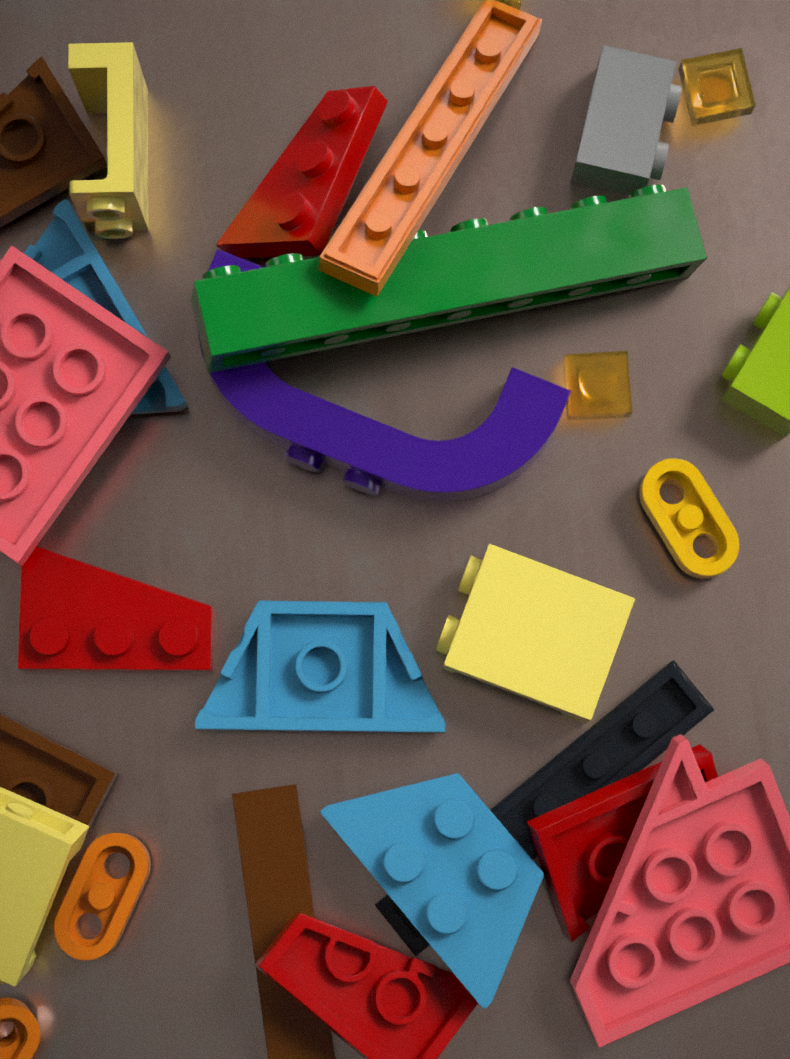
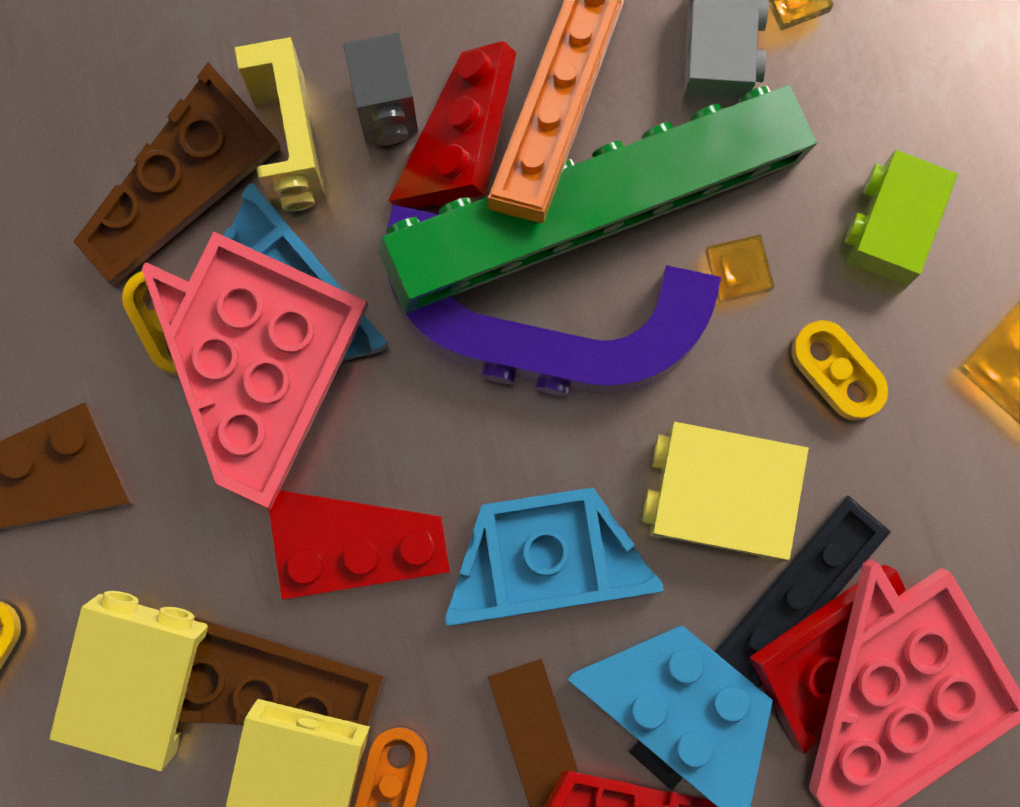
camera: 10 degrees left, 0 degrees up
(227, 117) = (381, 88): none -> dark grey brick

